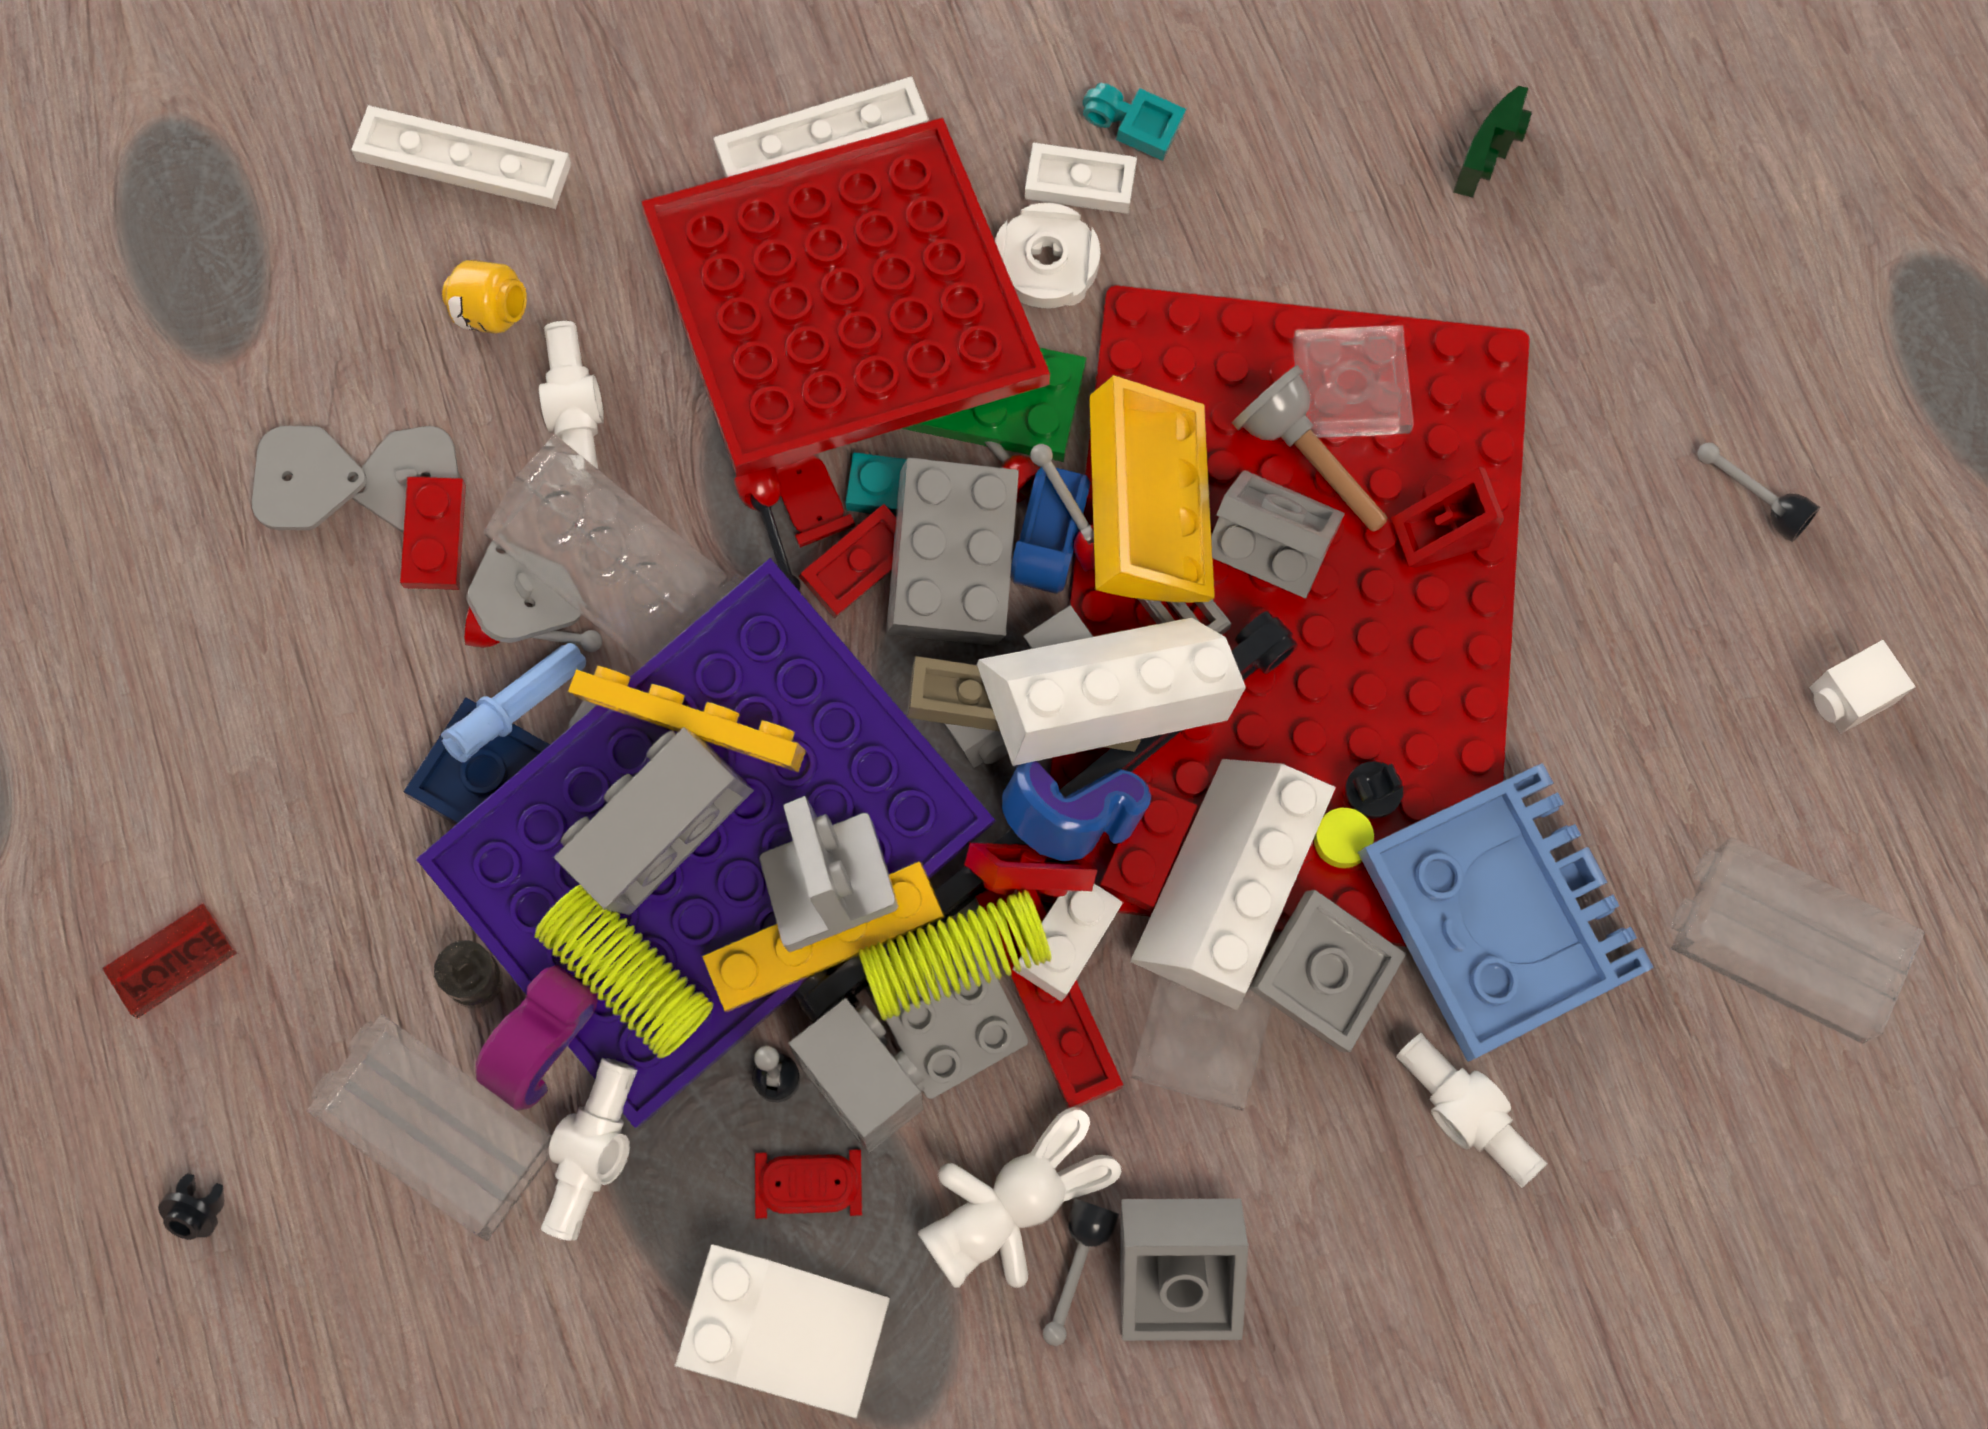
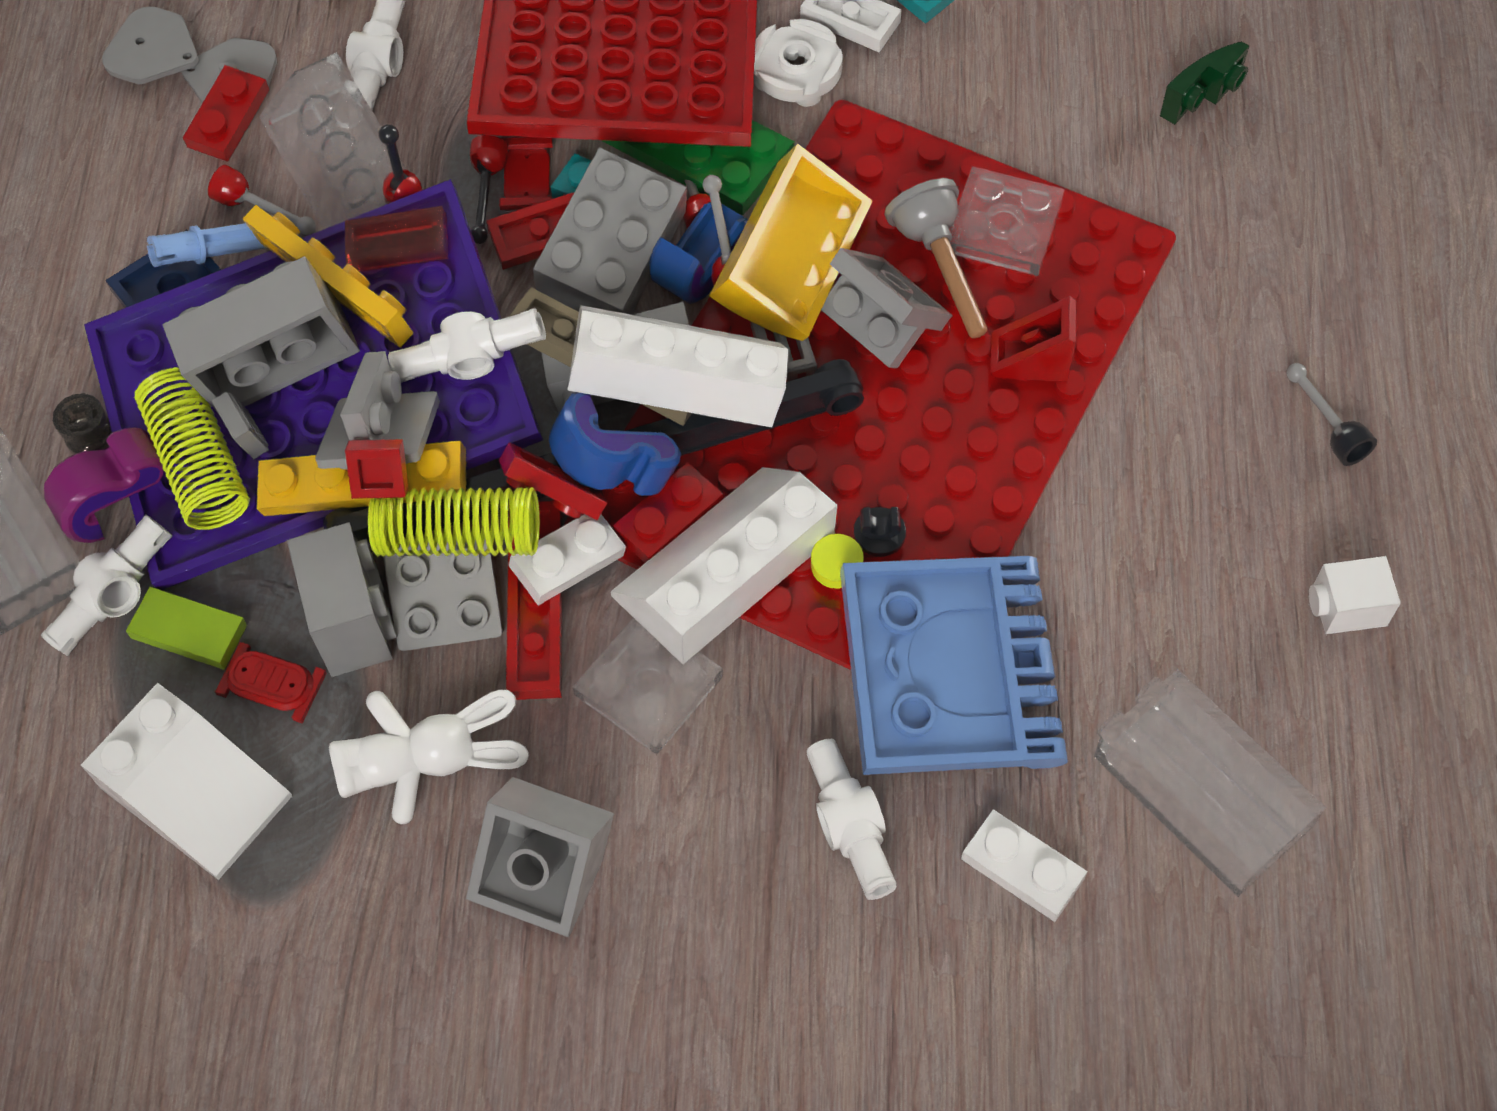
camera: 25 degrees right, 10 degrees down
(500, 596) = (248, 168): light grey piece -> none
(665, 923) = (240, 424): none -> light grey tile
(691, 1159) = (186, 628): none -> lime tile
(707, 572) = (400, 180): none -> hinge
(742, 650) = (396, 239): none -> clear red tile
(771, 1073) = (279, 580): black hinge -> none
(864, 937) = (376, 468): none -> red plate
(882, 752) = (467, 345): none -> white pin
(1090, 1228) = (476, 792): hinge -> none
(1327, 971) = (774, 660): light grey plate -> none
(1653, 1091) = (1024, 865): none -> white plate

